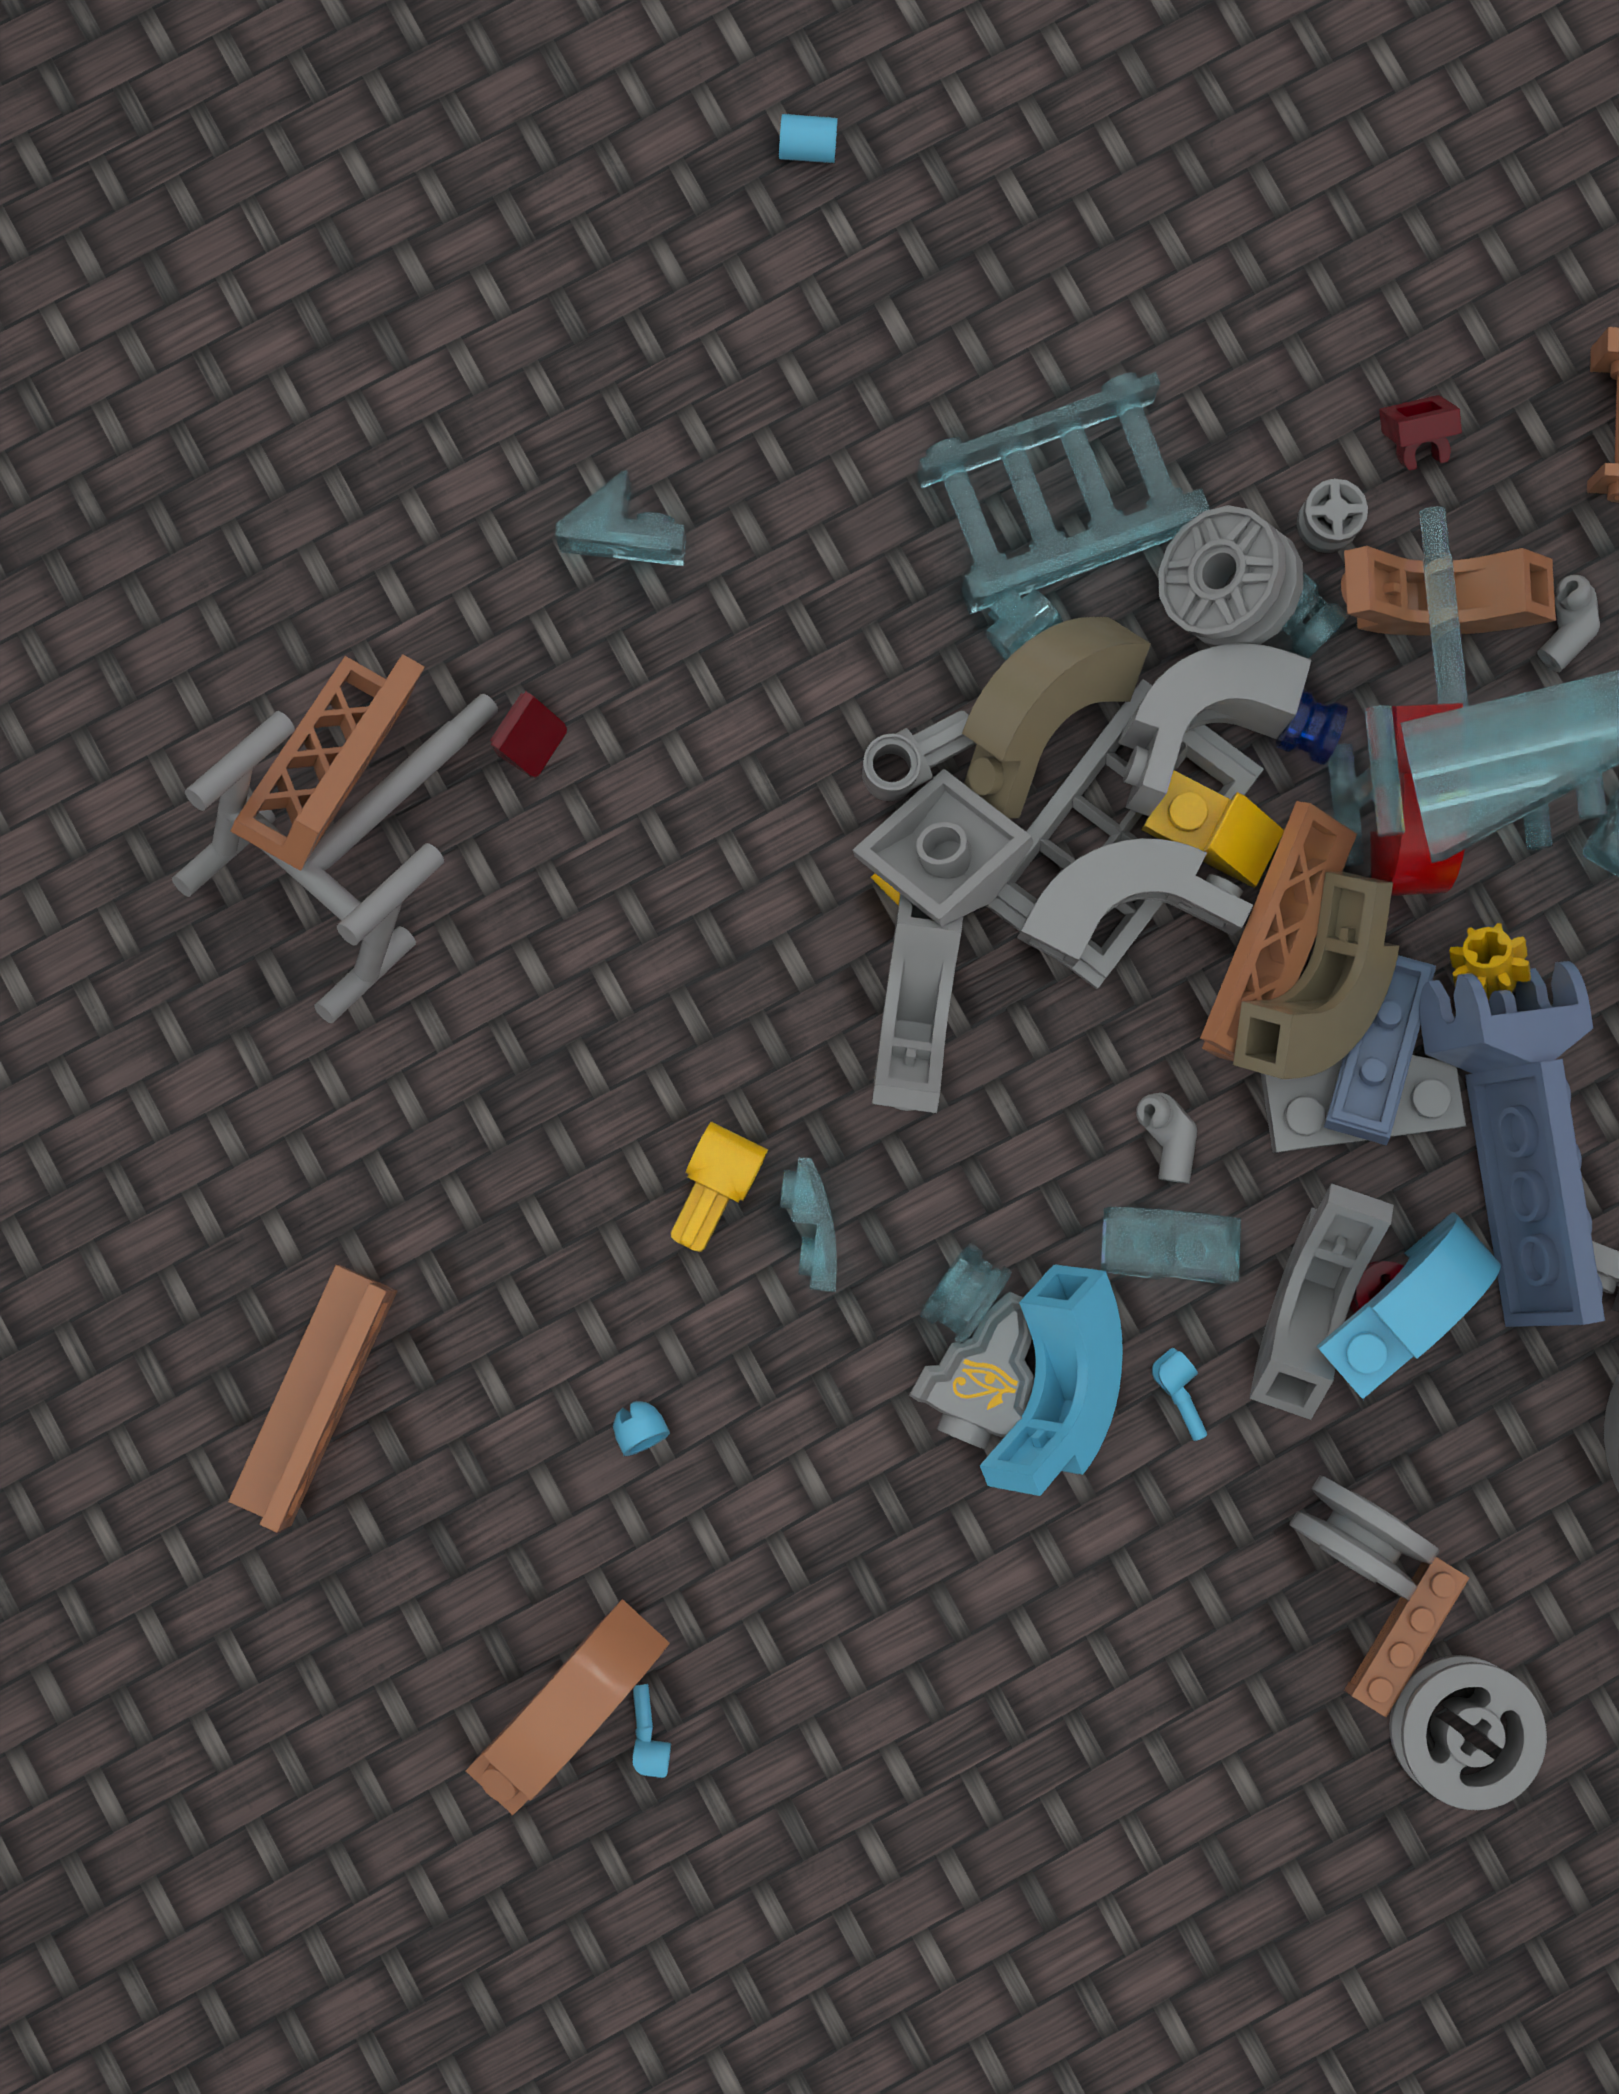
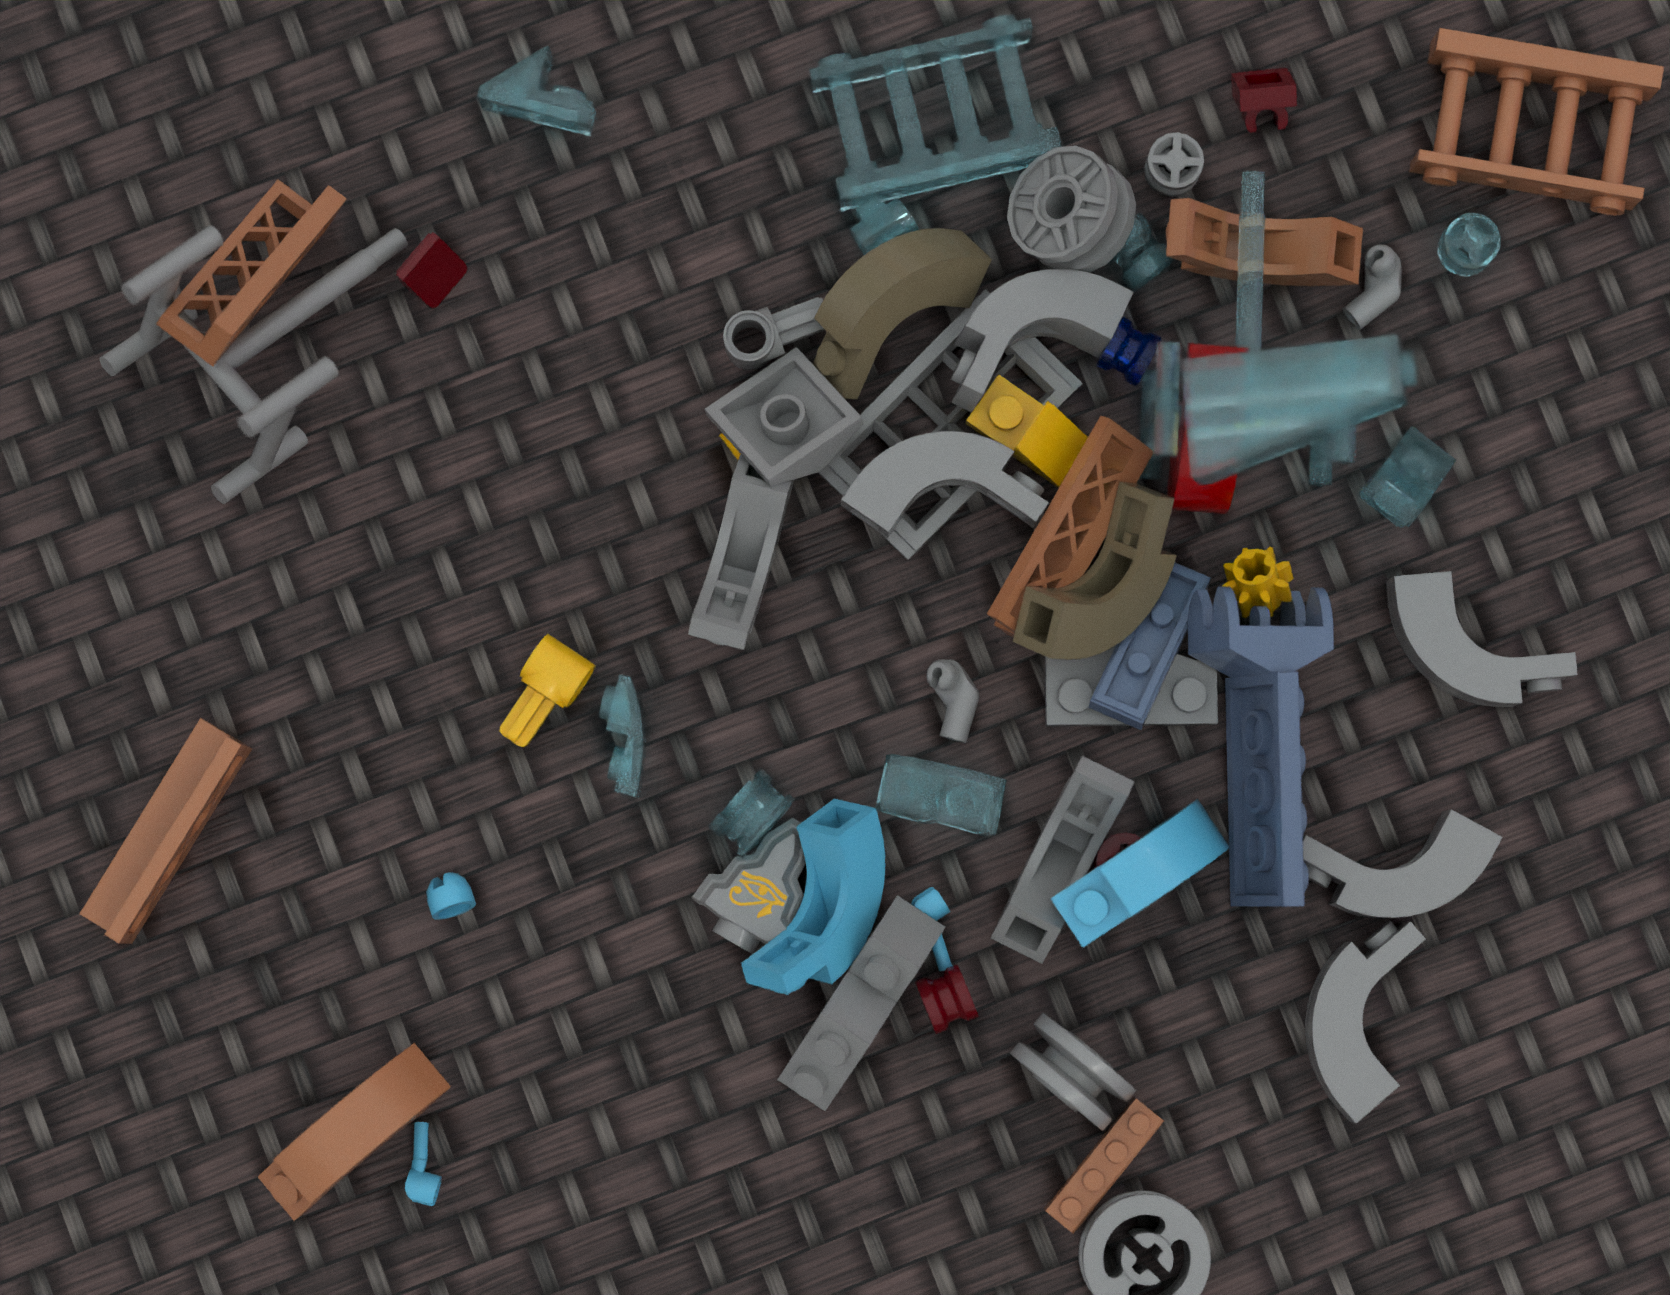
camera: 10 degrees right, 0 degrees up
(1116, 1490) = (861, 1003): none -> light grey arch
(1208, 1472) = (946, 999): none -> dark red wheel

